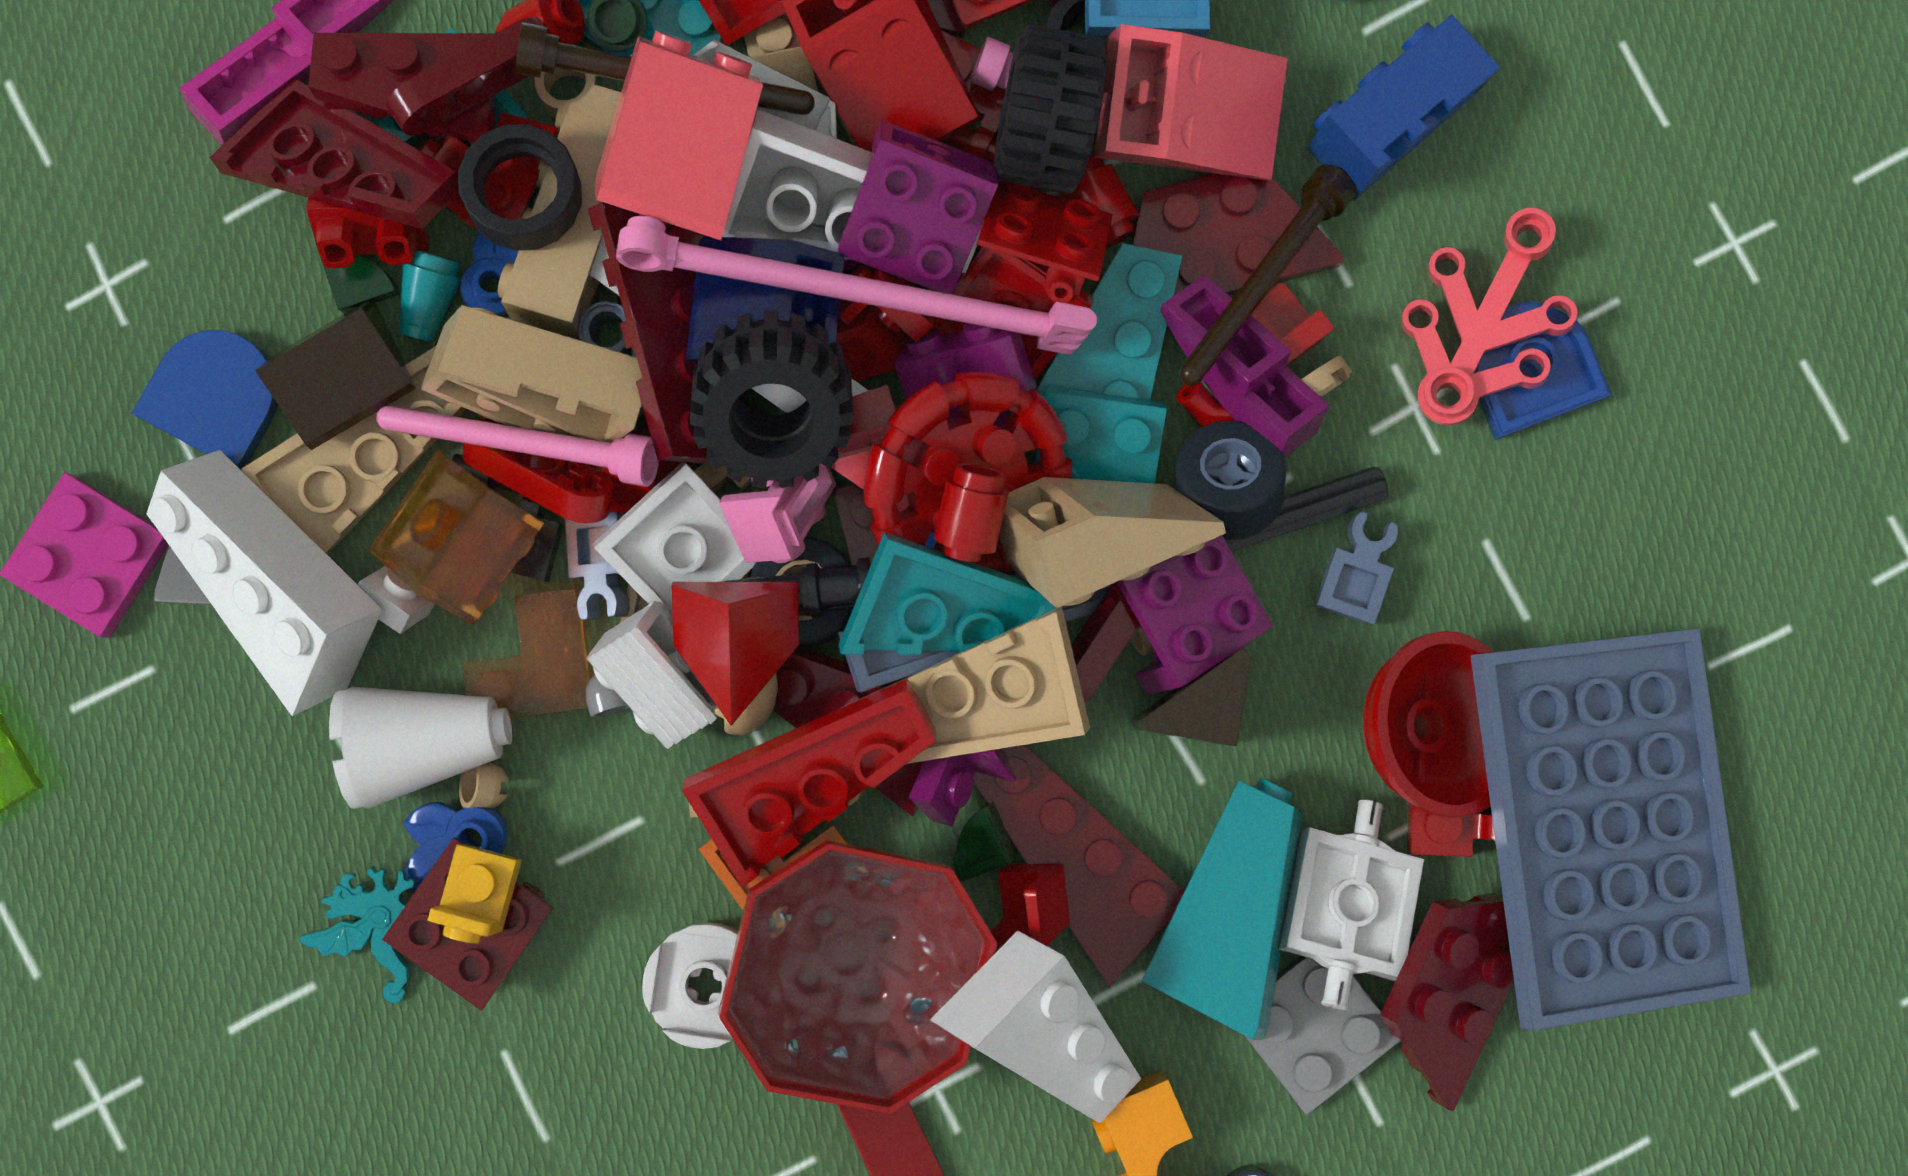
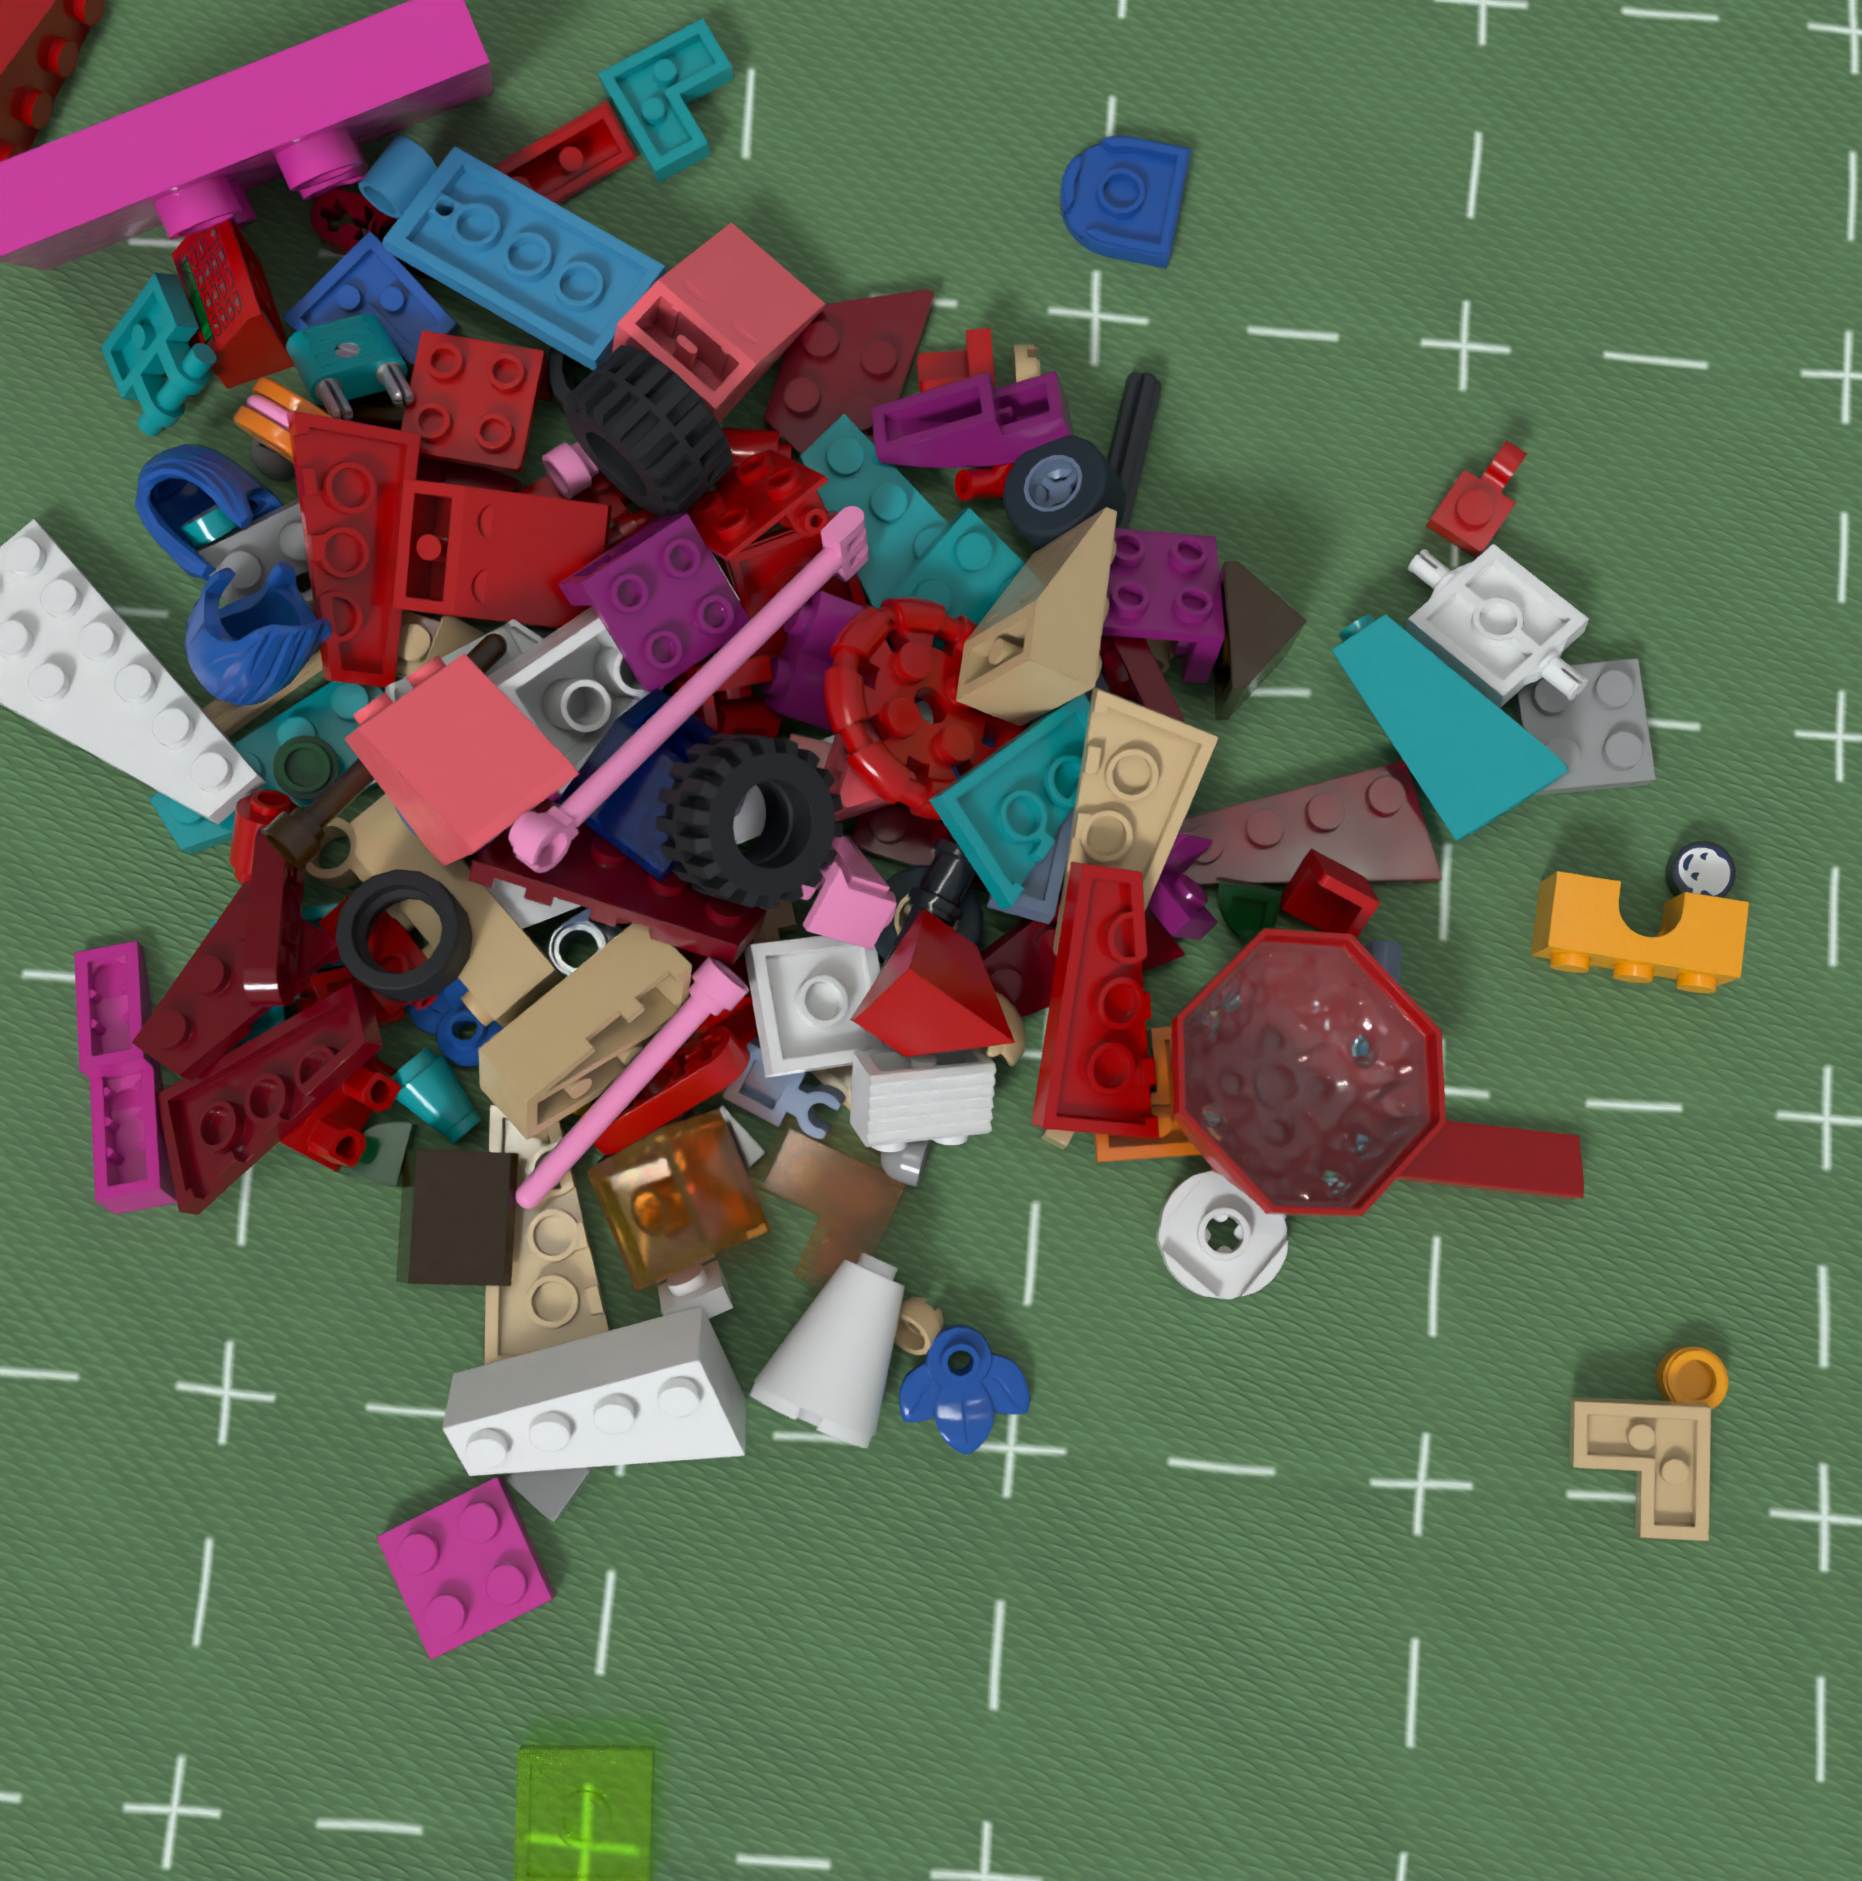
camera: 60 degrees left, 5 degrees down
(210, 395) = (394, 1353): blue tile -> none
(377, 913) = (971, 1494): teal piece -> none
(464, 967) = (1036, 1412): dark red hinge -> none
(476, 894) = (1016, 1380): yellow bracket -> none
(971, 512) = (960, 713): red brick -> none
(1042, 1025) = (1449, 942): white wedge -> none
(1324, 196) = (868, 273): dark brown piece -> none
(1355, 579) = (1214, 452): sand blue plate -> none
(1402, 102) = (832, 161): blue wedge -> none
(1442, 759) = (1390, 450): red hat -> none
(1451, 992) = (1620, 581): dark red wing -> none
(1484, 329) = (1066, 214): coral plant -> none
(1610, 827) = (1562, 372): sand blue plate -> none

